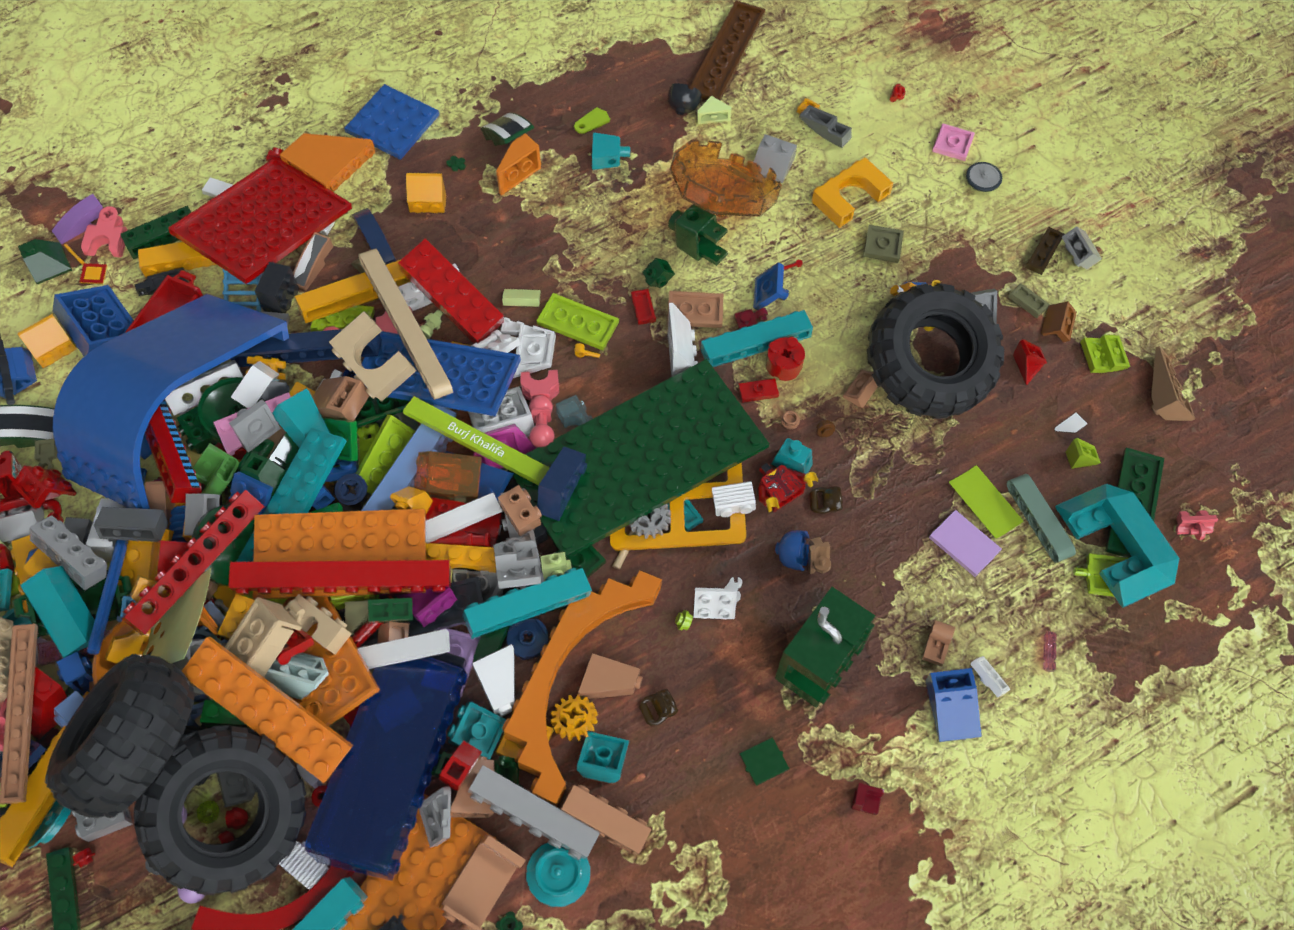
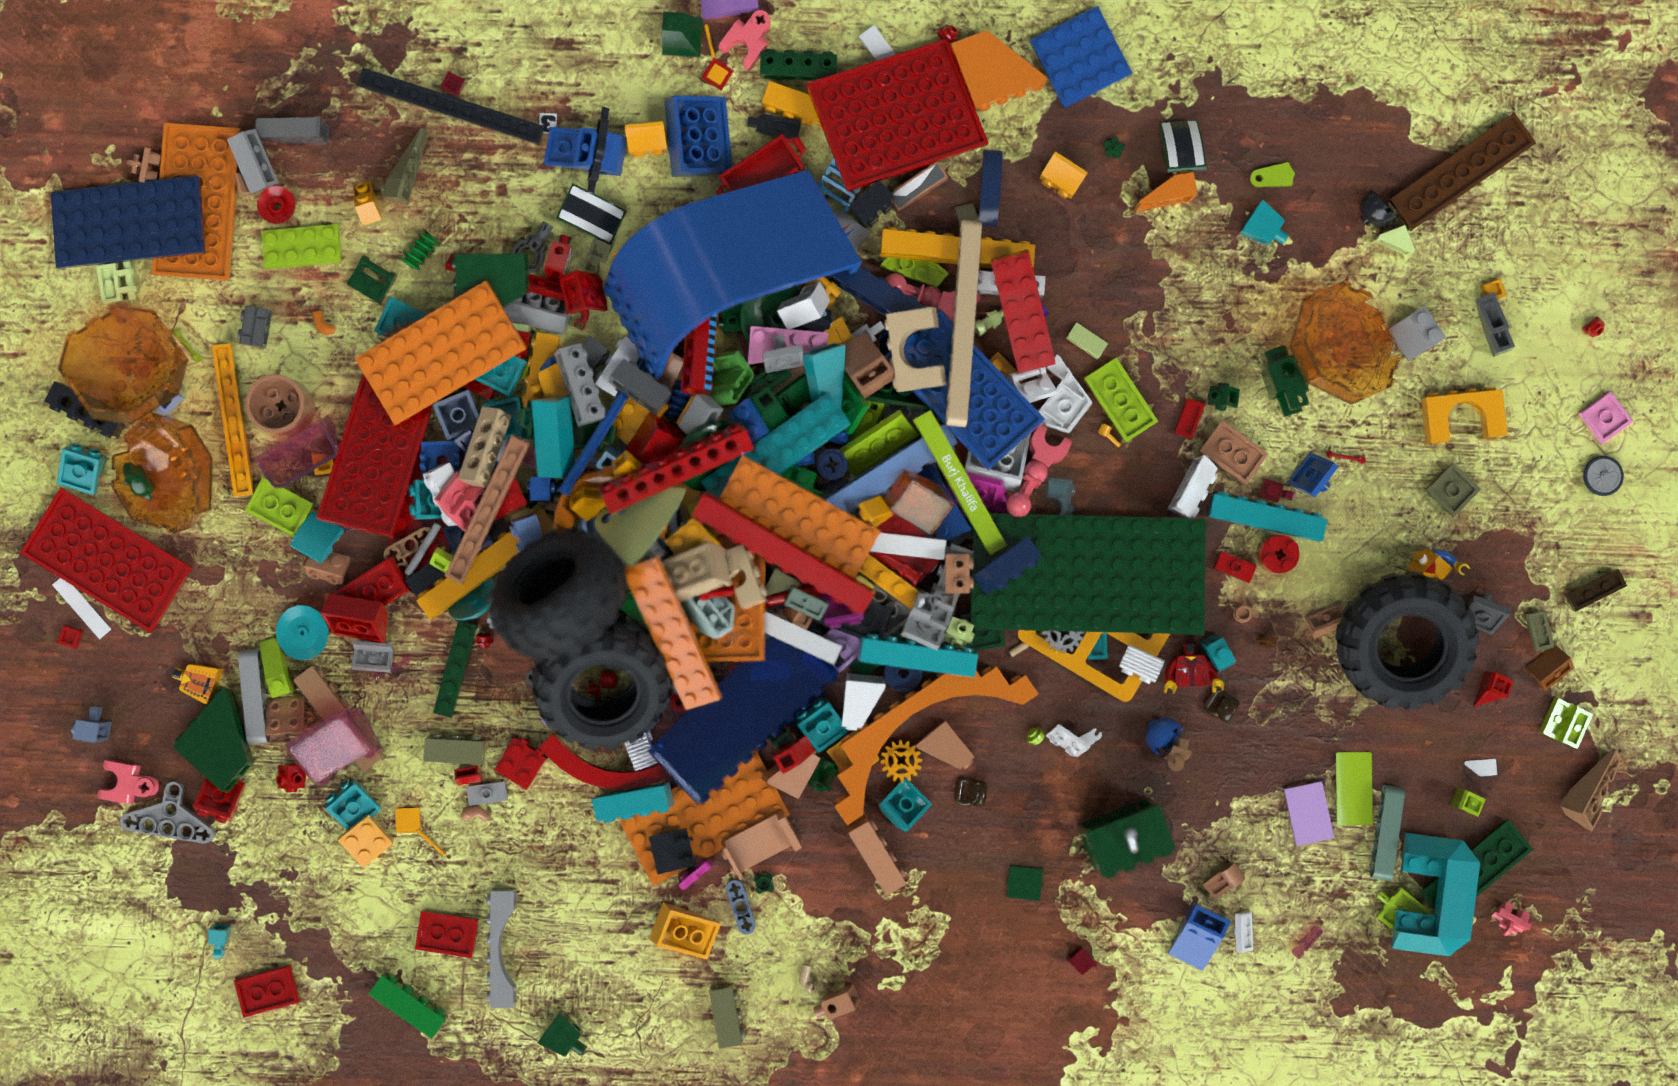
camera: 30 degrees right, 25 degrees up
(436, 816) = (755, 777): light grey wing -> none
(533, 812) = (826, 819): light grey brick -> none
(556, 876) = (820, 867): teal piece -> none
(1081, 248) = (1629, 611): light grey brick -> none

